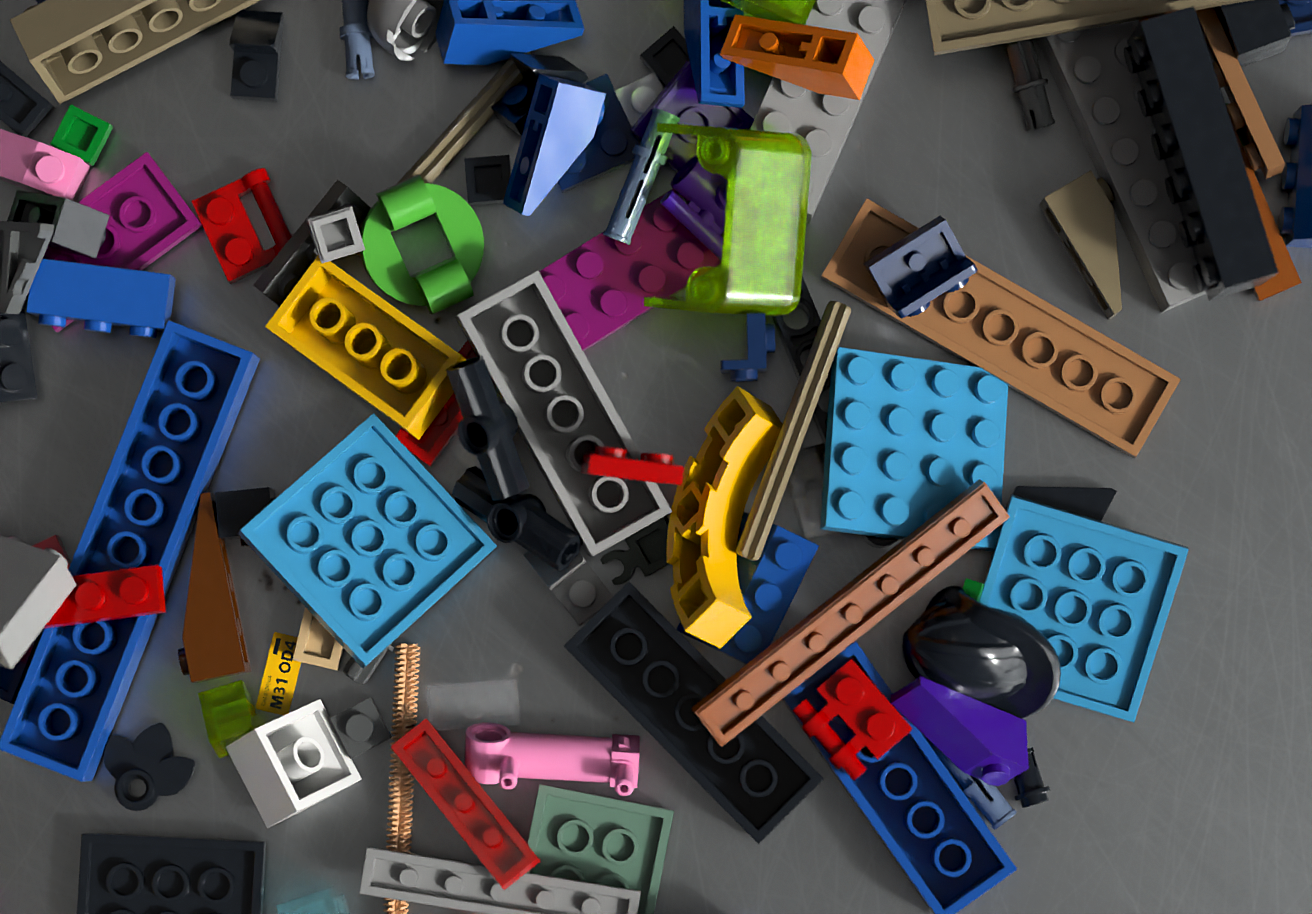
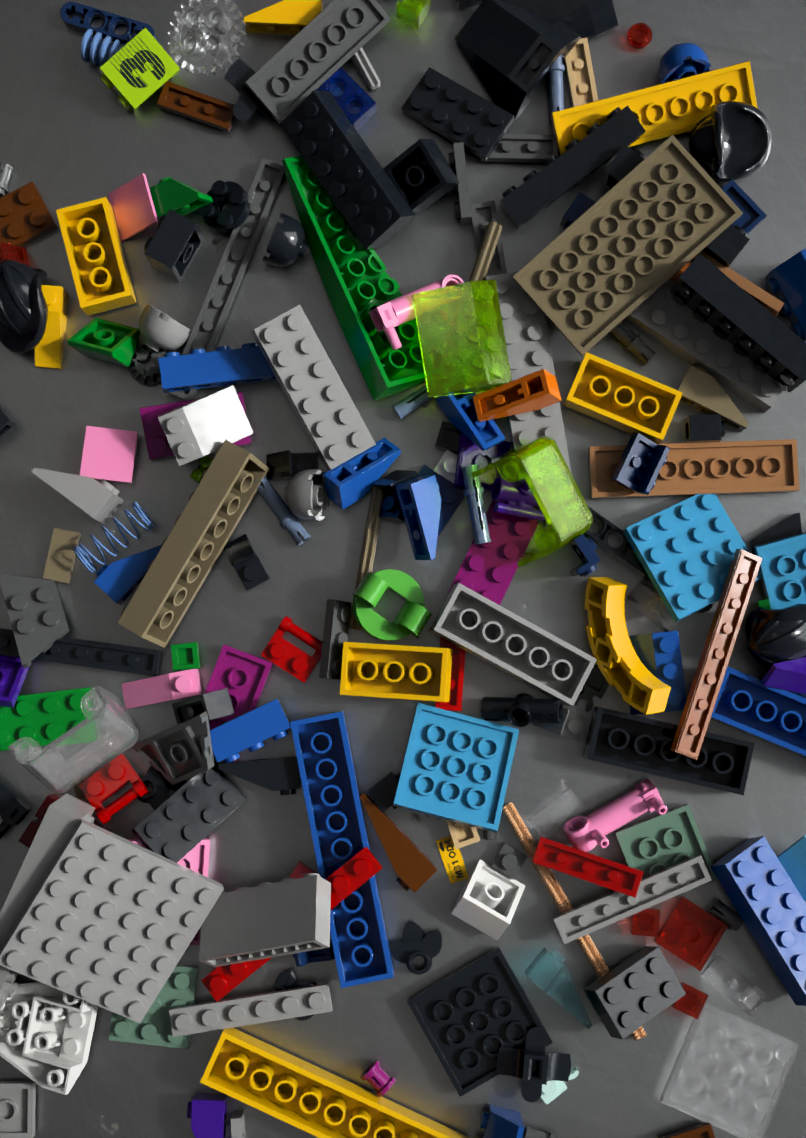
camera: 35 degrees left, 0 degrees up
(93, 379) = (271, 773): none -> black slope
(227, 713) = (441, 897): clear neon green panel -> none
(335, 233) = (345, 626): light grey slope -> none
(487, 179) = (399, 552): black plate -> none
(487, 428) = (483, 676): black piece -> none
(650, 468) = (561, 654): red plate -> none
(793, 430) = (630, 582): dark tan axle -> none
(863, 711) = (754, 698): red plate -> none
(958, 157) = (622, 398): none -> yellow brick
(1054, 278) = (704, 428): none -> black brick

